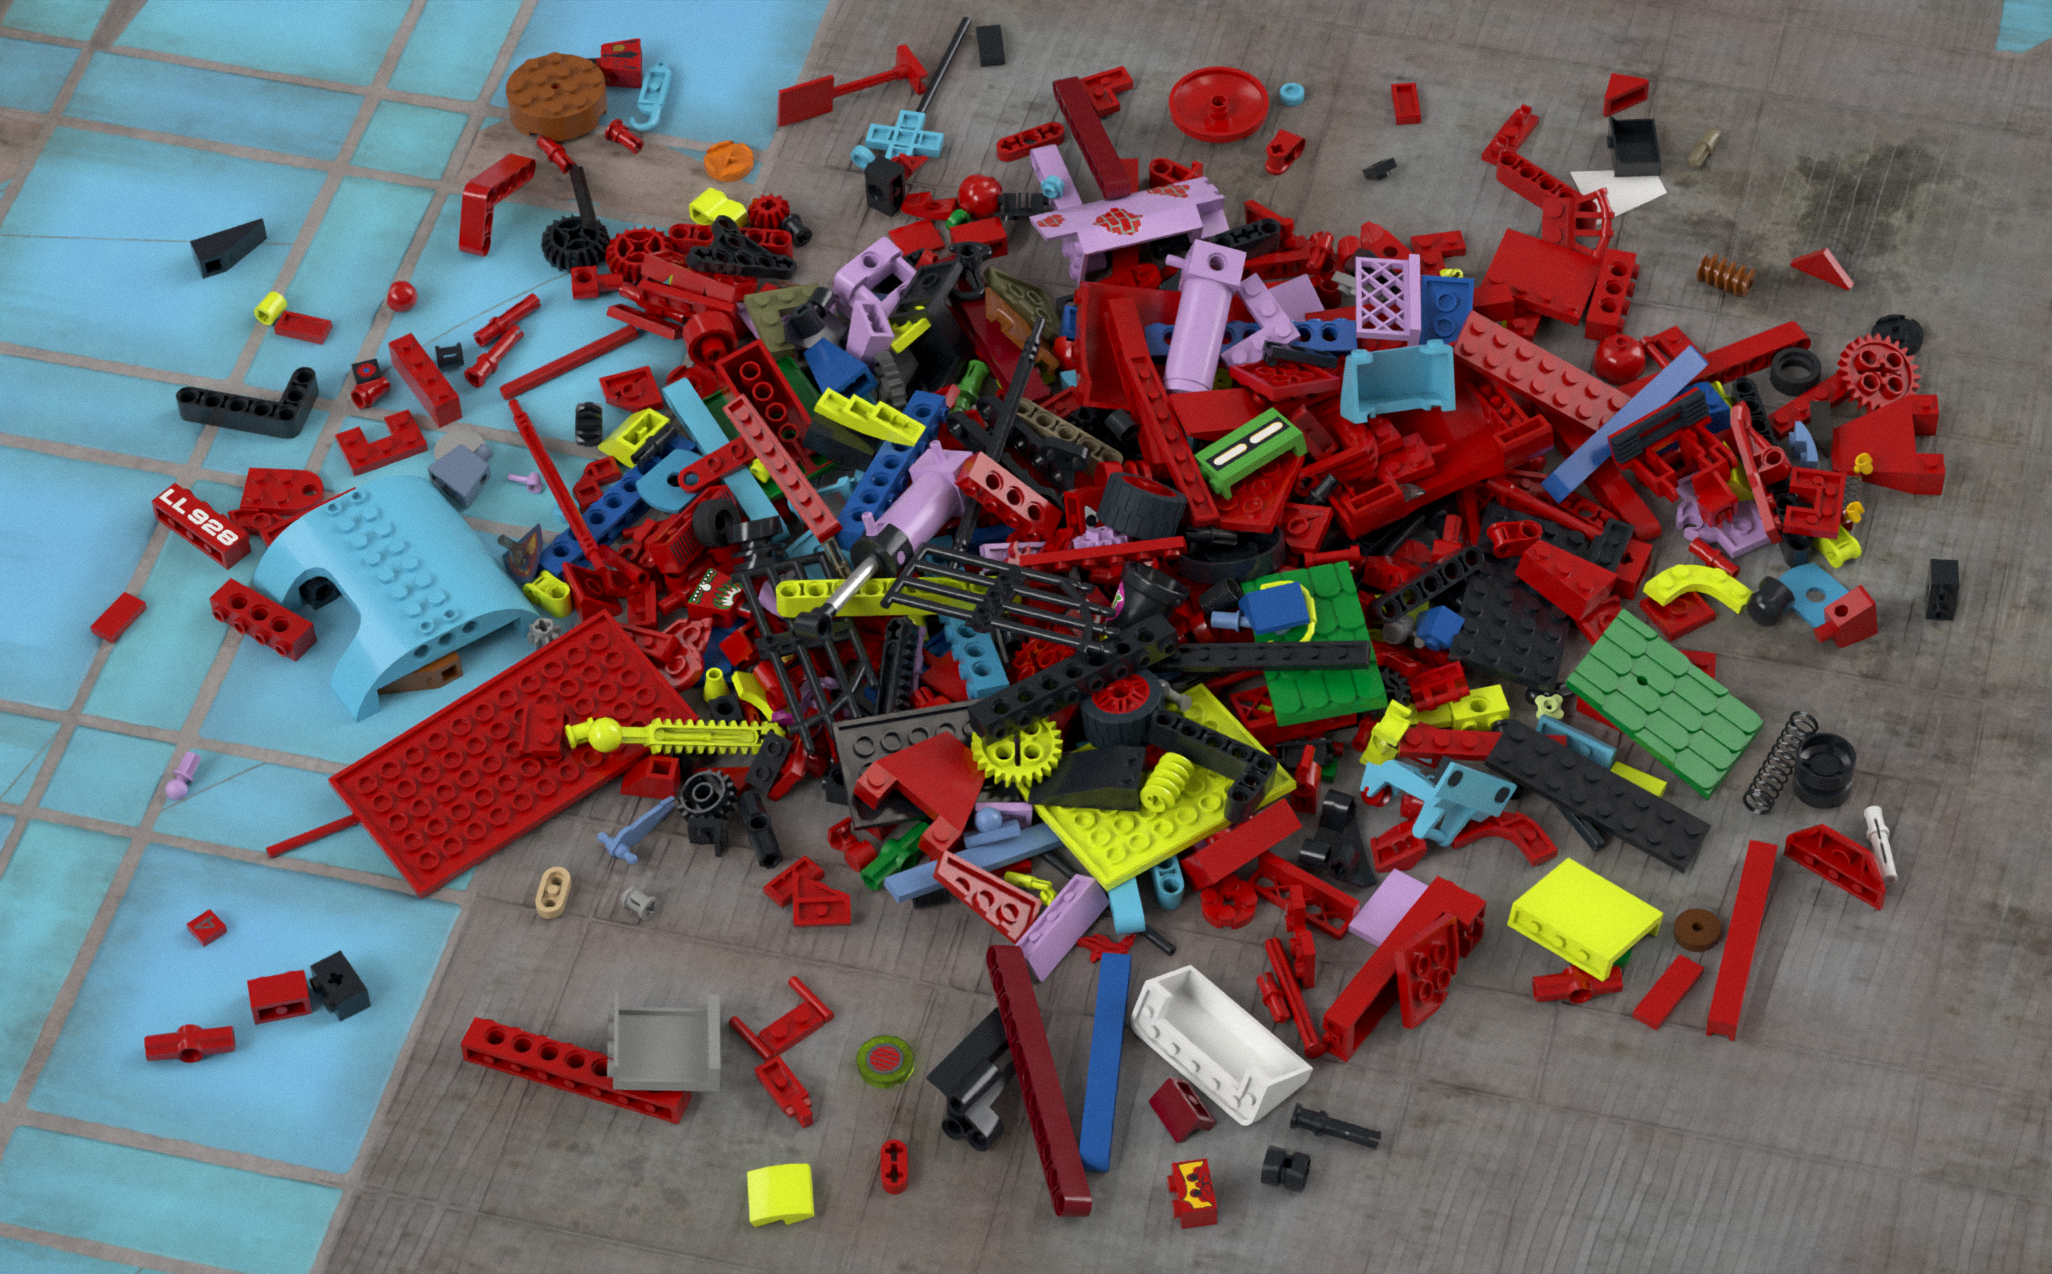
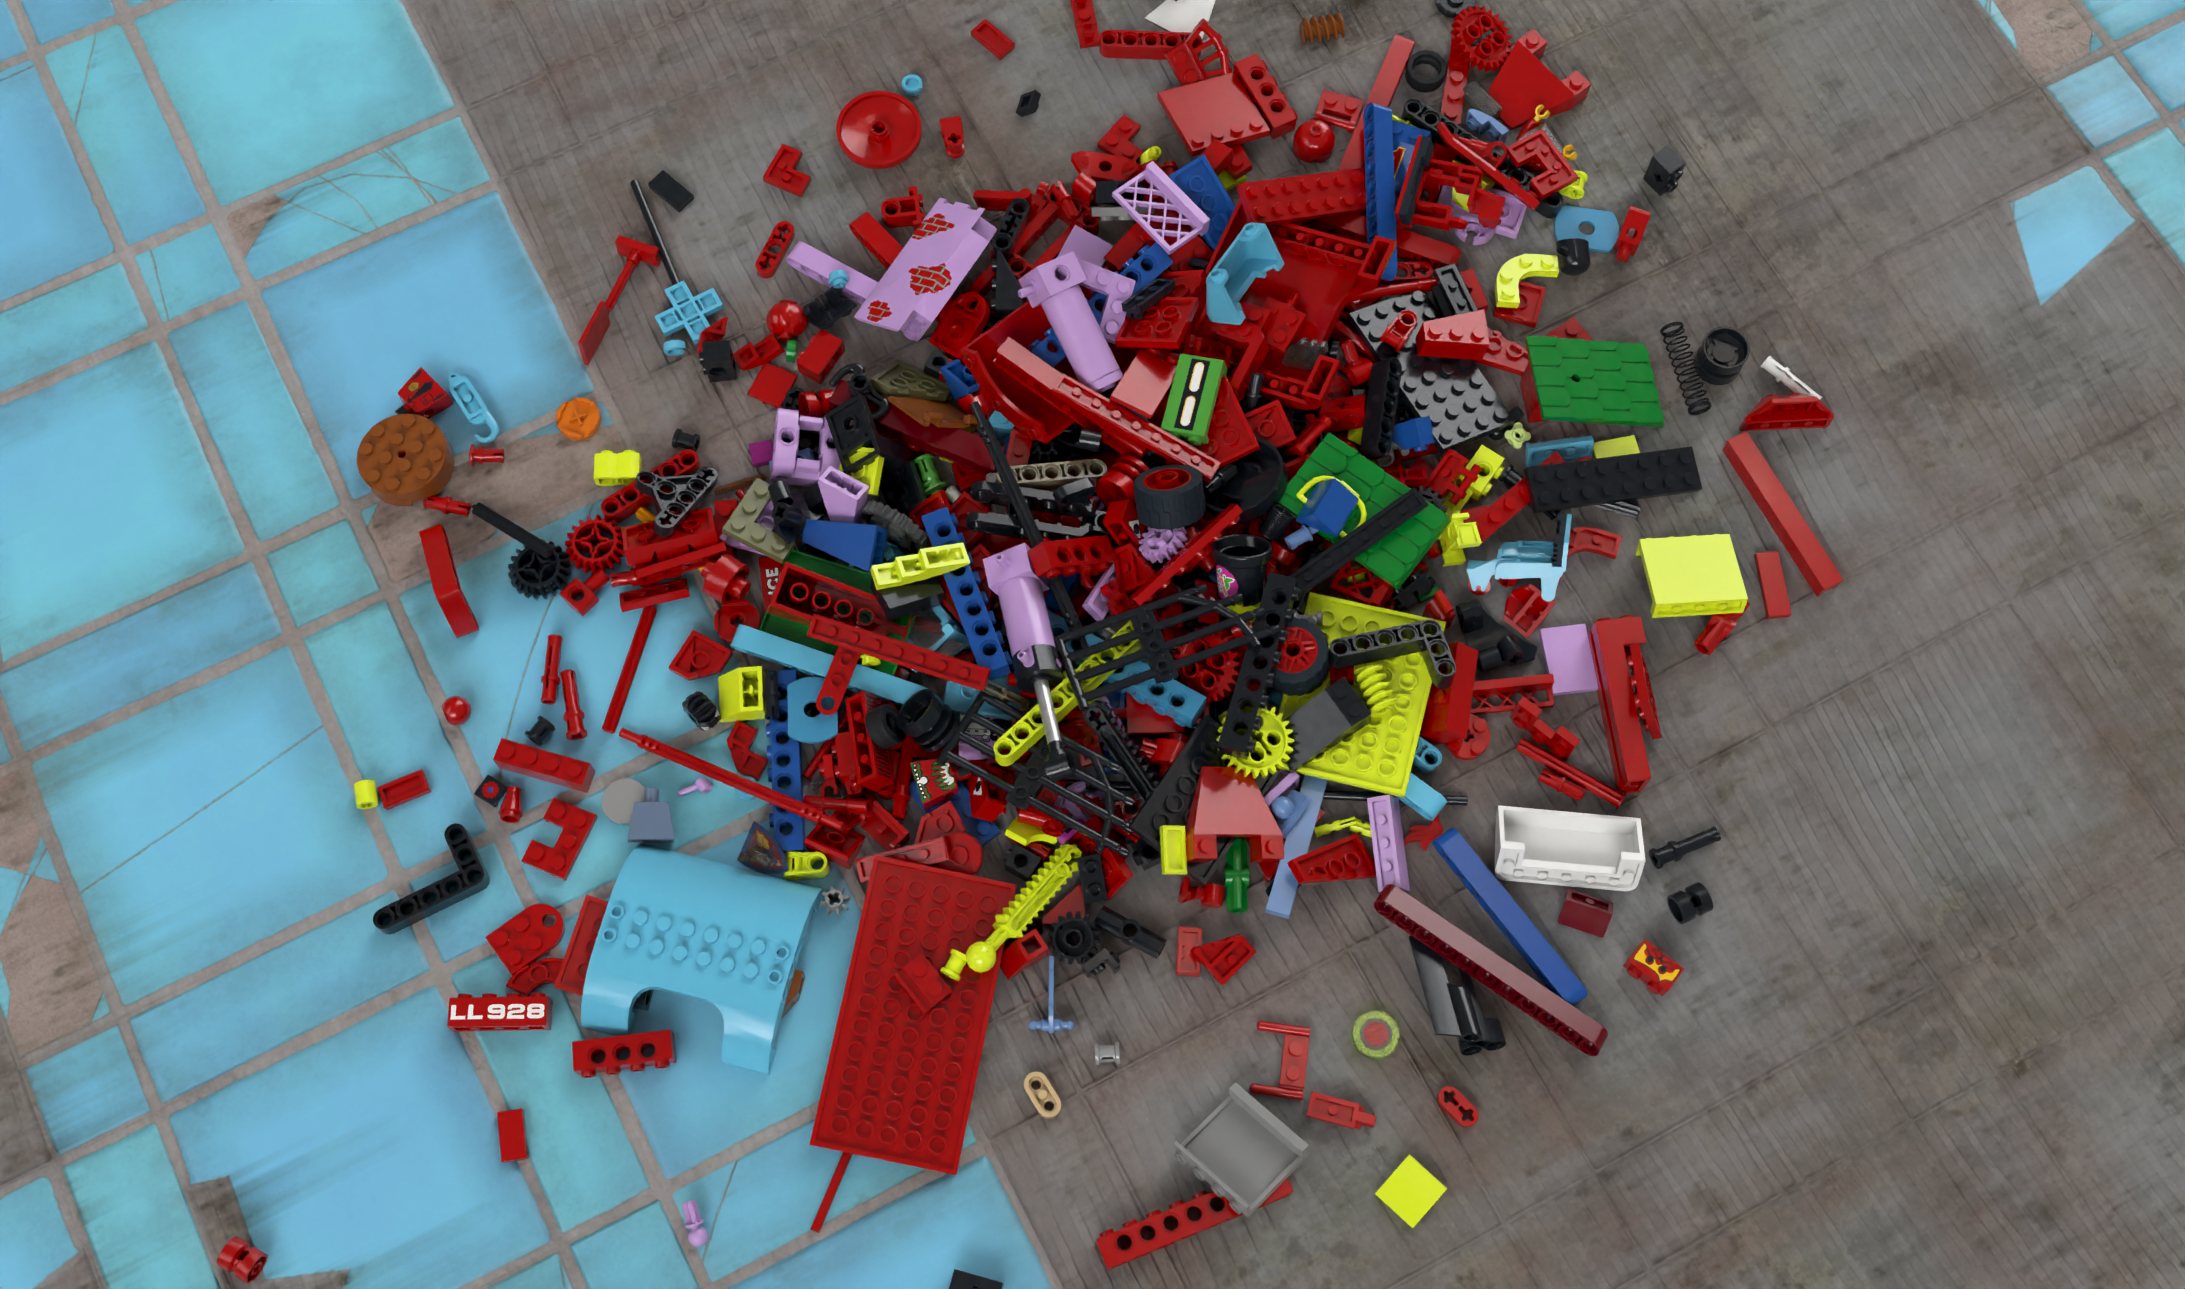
camera: 45 degrees left, 20 degrees up
(226, 248) = (279, 772): black slope -> none
(715, 685) = (997, 853): neon yellow cone -> none
(768, 212) = (649, 449): red gear -> none
(848, 771) = (1173, 850): none -> neon yellow tile
(1091, 138) = (828, 220): dark red beam -> none
(1697, 940) = (1740, 533): reddish brown piece -> none
(1712, 557) = (1507, 248): red pin -> none

